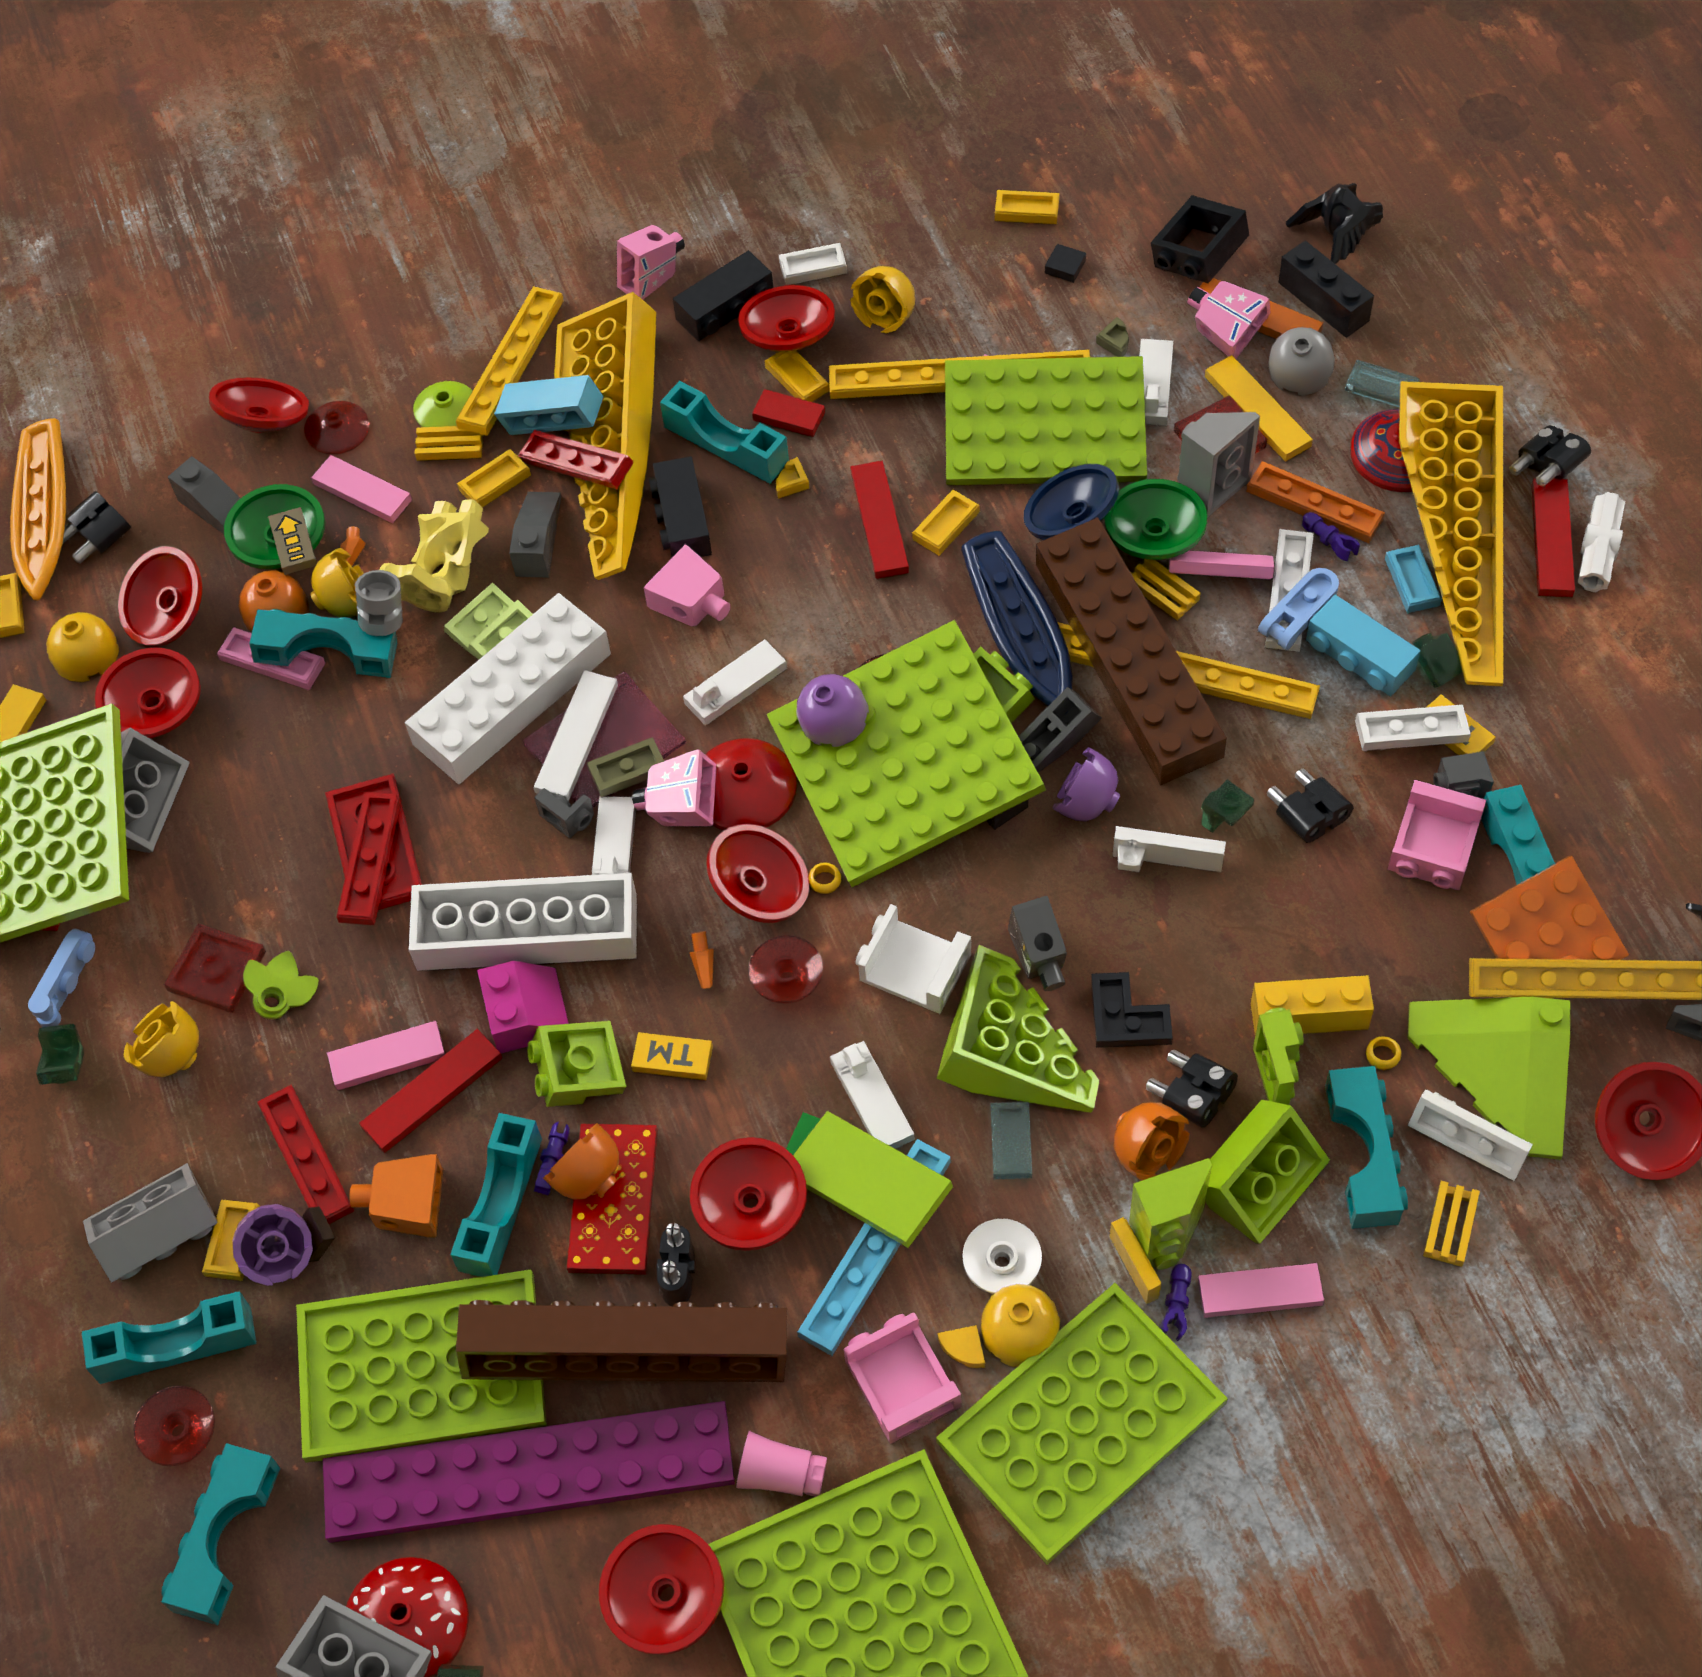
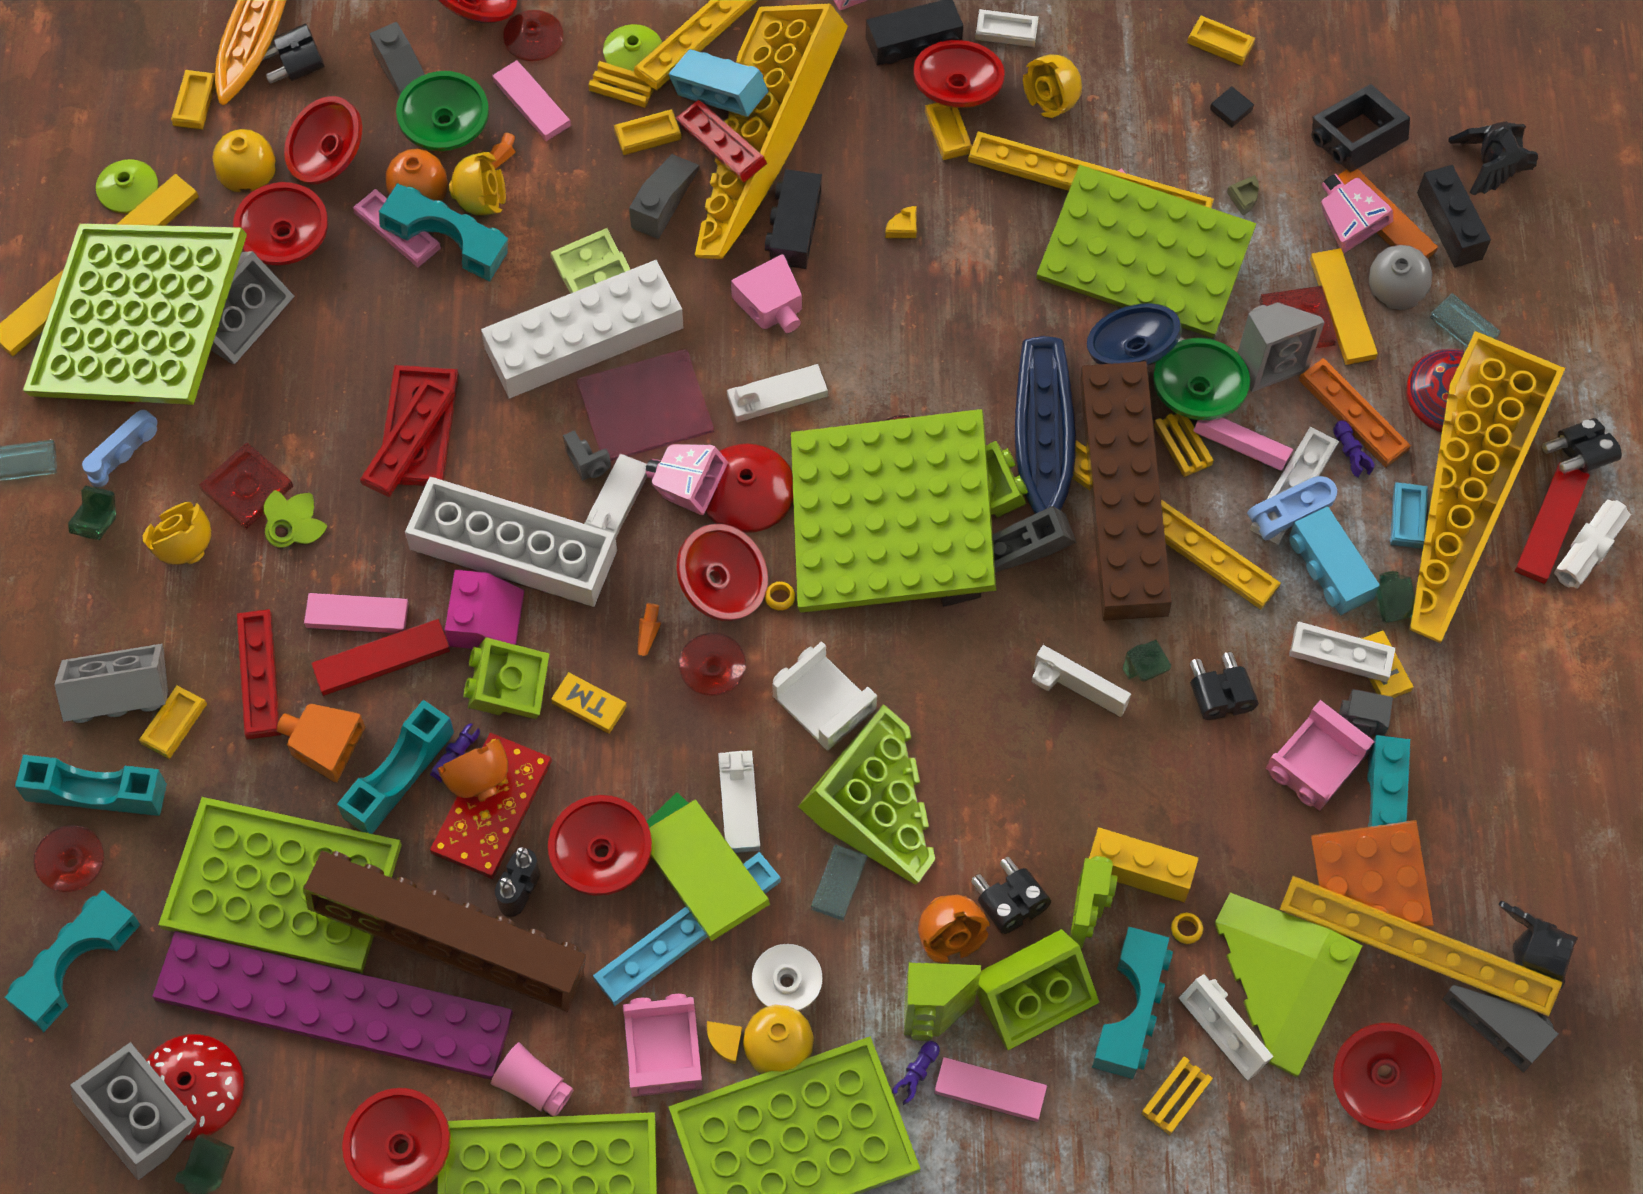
camera: 15 degrees right, 5 degrees up
(267, 1258) = (200, 739): medium lavender cylinder -> none
(292, 540) = (451, 130): dark tan tile -> none
(320, 1232) = (238, 743): dark brown tile -> none
(379, 602) = (499, 215): light grey wheel -> none
(444, 539) = (582, 177): light yellow hips -> none
(576, 734) = (622, 392): white tile -> none
(624, 767) = (651, 435): olive plate -> none
(693, 417) = (878, 185): teal arch -> none
(788, 413) = (926, 162): red tile -> none
(832, 710) = (843, 451): medium lavender cylinder -> none
(879, 519) = (963, 289): red tile -> none
(945, 522) = (1020, 313): yellow tile -> none
(1038, 941) = (933, 711): dark grey torso -> none
(1089, 788) = (1036, 602): medium lavender cylinder -> none
(1122, 1024) = (975, 818): black plate -> none
(1135, 1260) = (896, 1024): yellow tile -> none
(1157, 375) = (1264, 245): white hinge -> none

